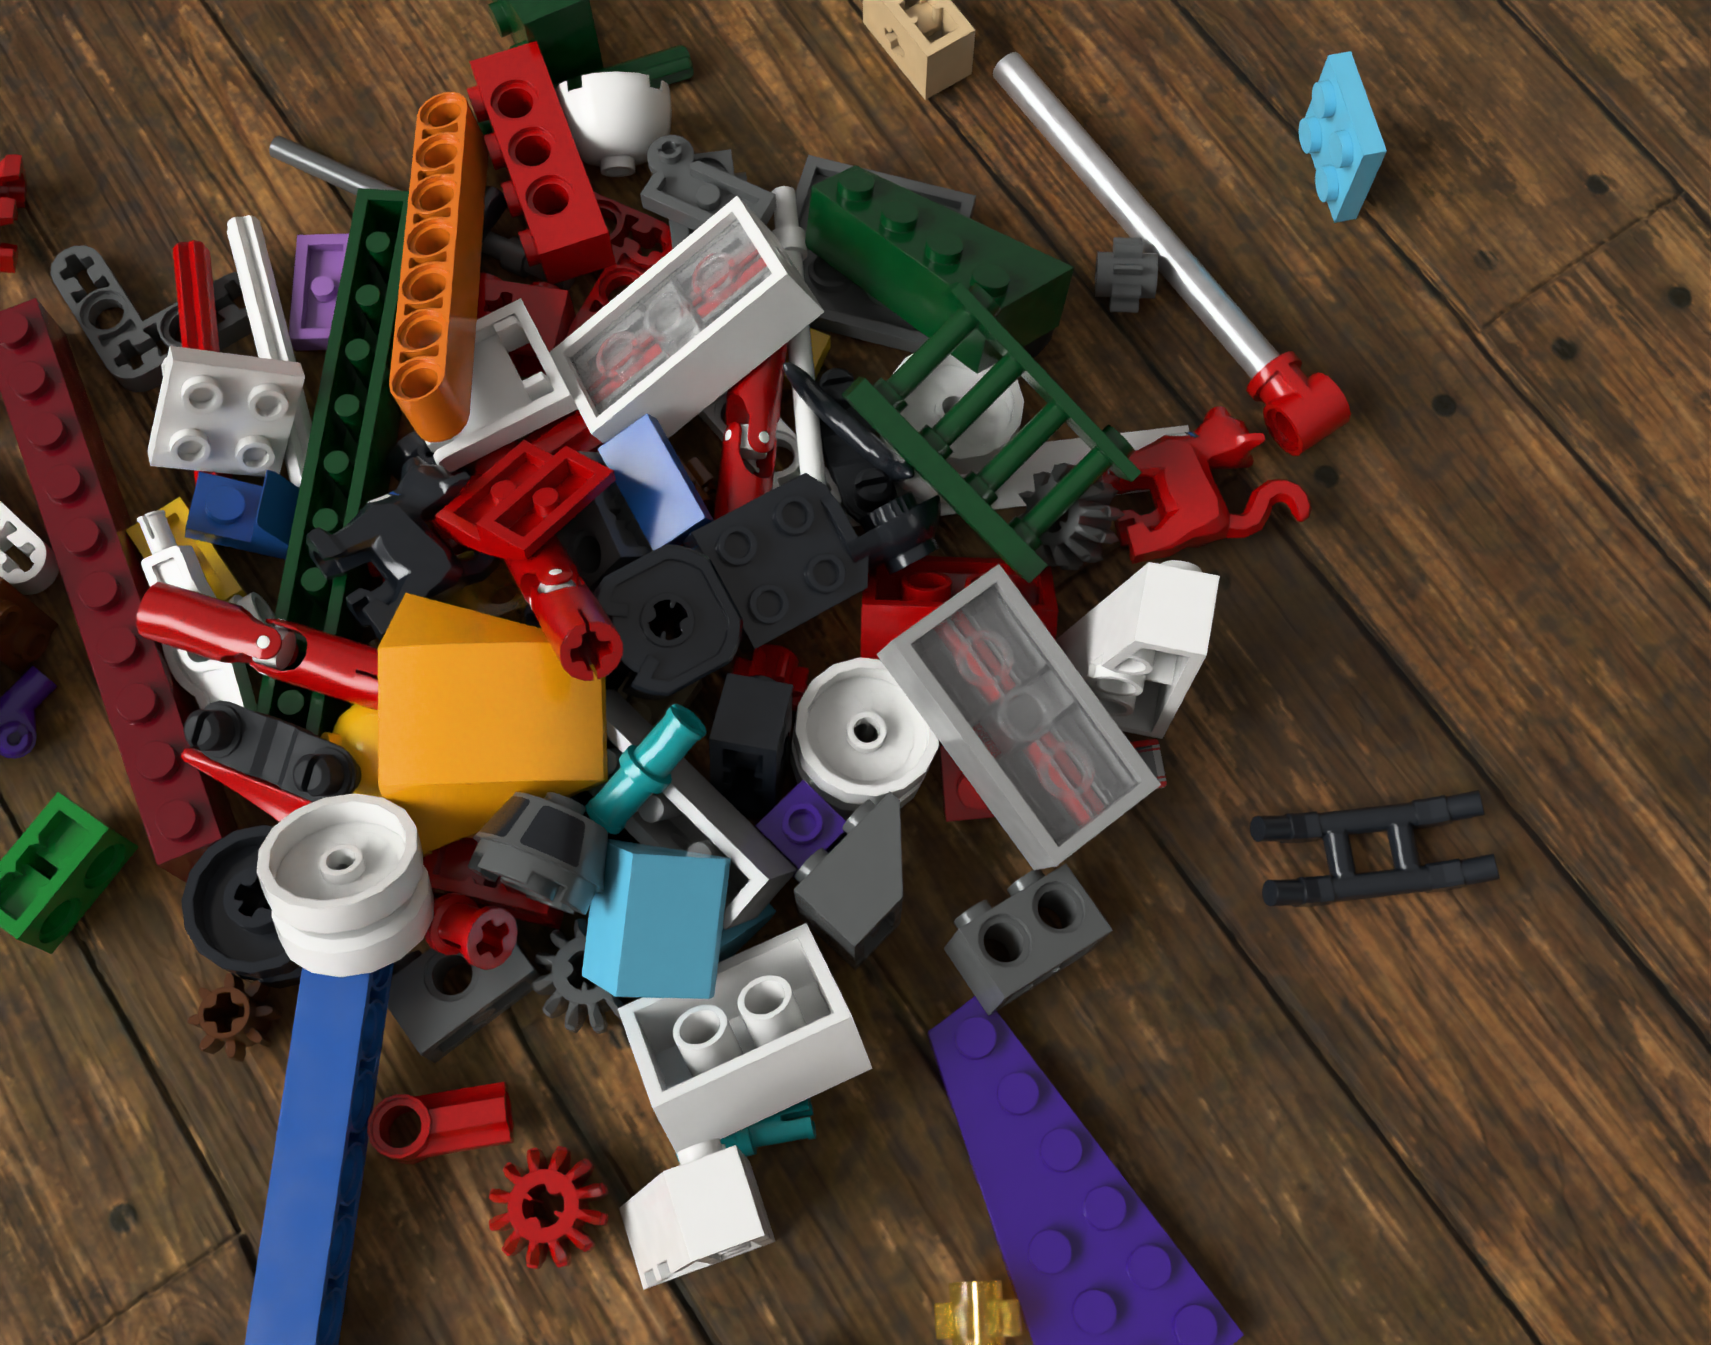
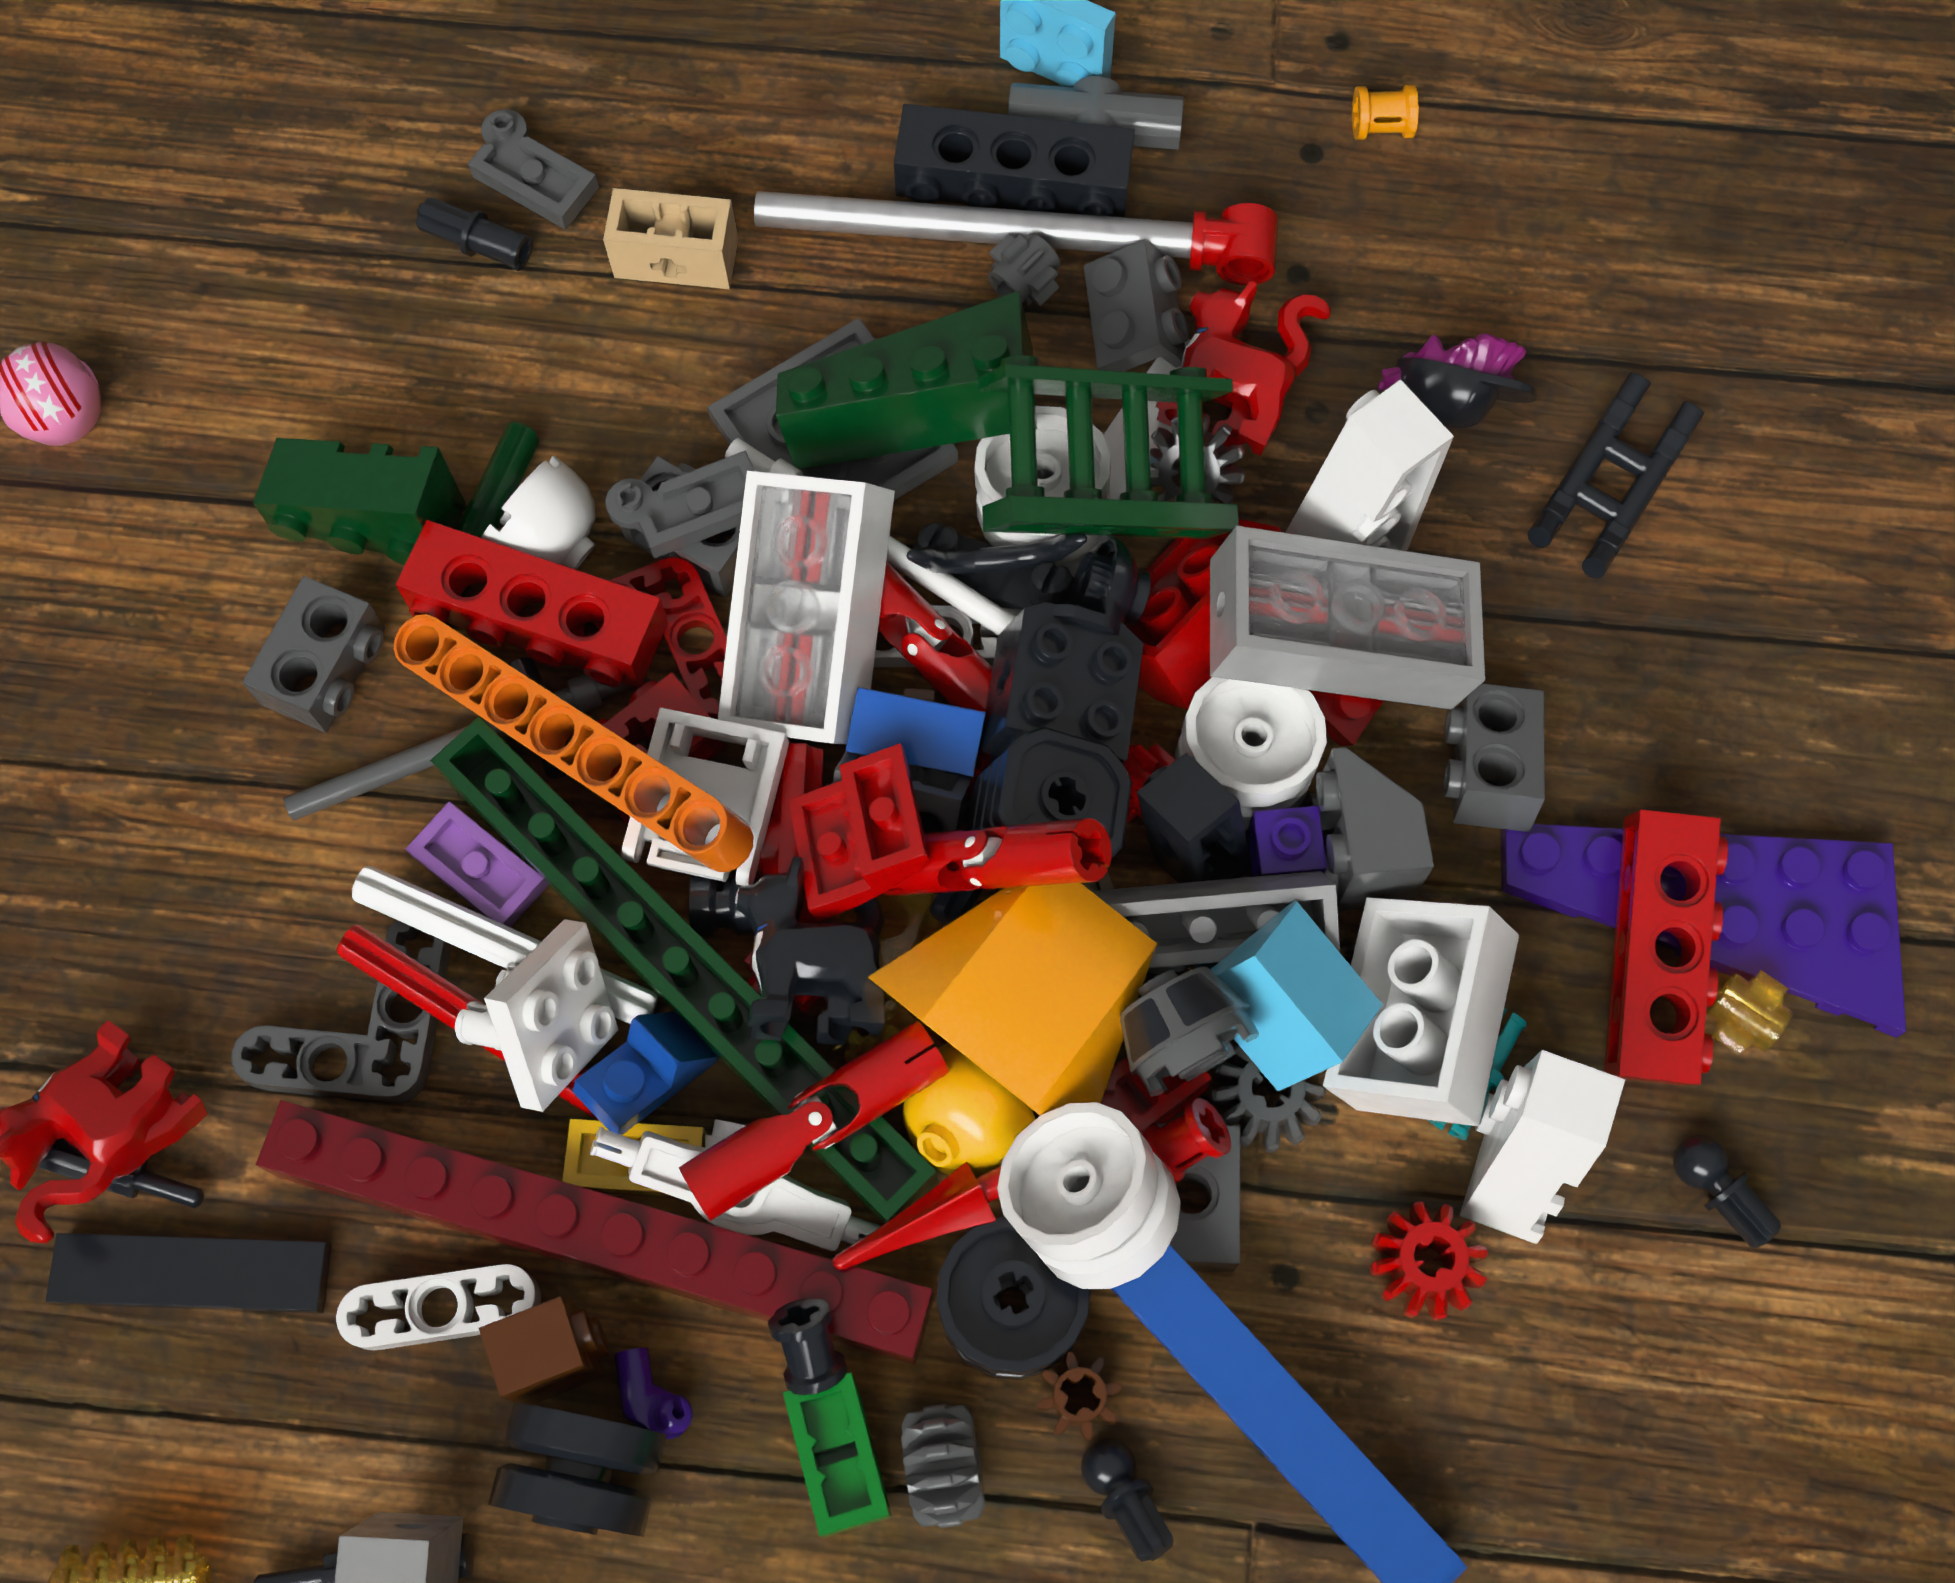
camera: 50 degrees left, 0 degrees up
(99, 955) = (943, 1465): none -> dark grey gear
(100, 780) = (807, 1346): none -> black bush
(201, 1088) = (1110, 1471): none -> black axle
(272, 750) = (914, 1180): black piece -> none
(394, 66) = (300, 650): none -> dark grey brick
(449, 1122) = (1302, 1286): red piece -> none
(645, 768) = (1181, 901): teal pin -> none
(866, 1248) = (1638, 976): none -> red brick
(1174, 378) = (1135, 308): none -> dark grey bracket
(1211, 171) = (994, 141): none -> black brick
(1311, 224) = (1103, 102): none -> dark grey piece
(1333, 659) = (1464, 380): none -> black hair
(1529, 425) = (1385, 112): none -> light orange bush

